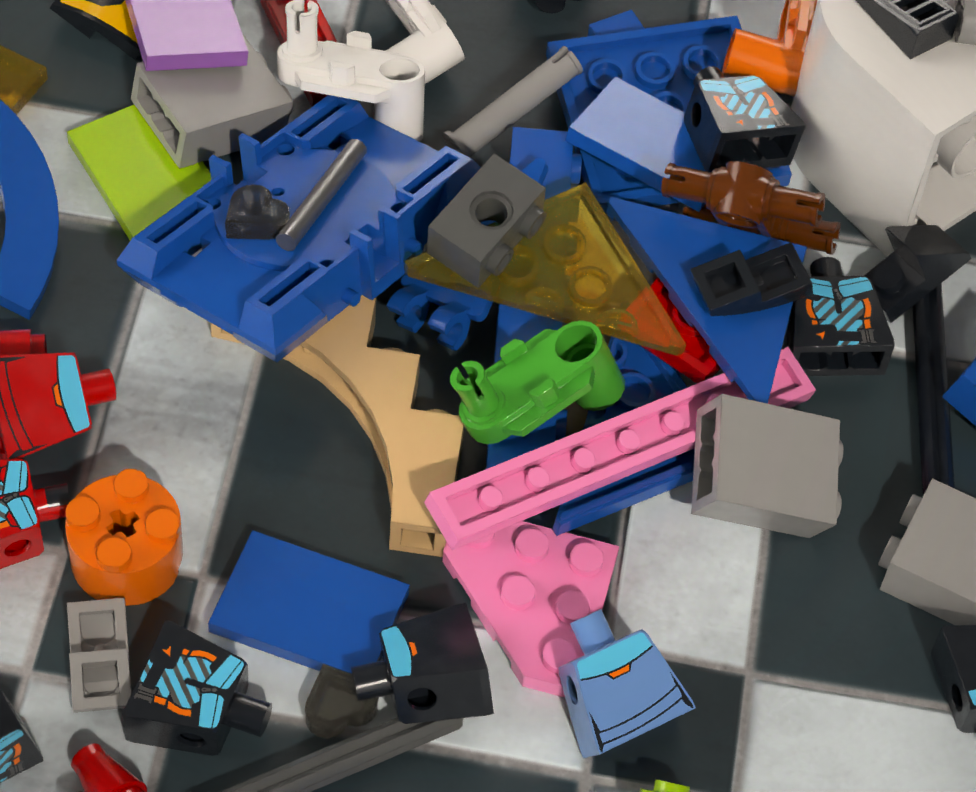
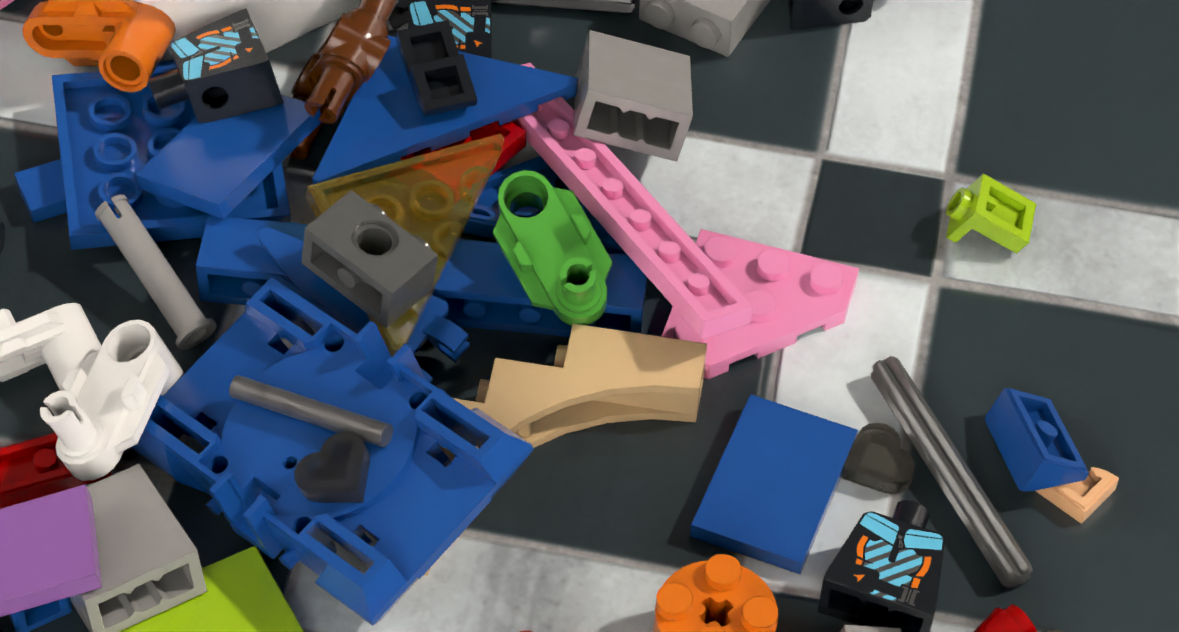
camera: 85 degrees left, 5 degrees down
(429, 669) = (857, 365): black torso -> none
(618, 686) = (870, 229): medium blue torso -> none

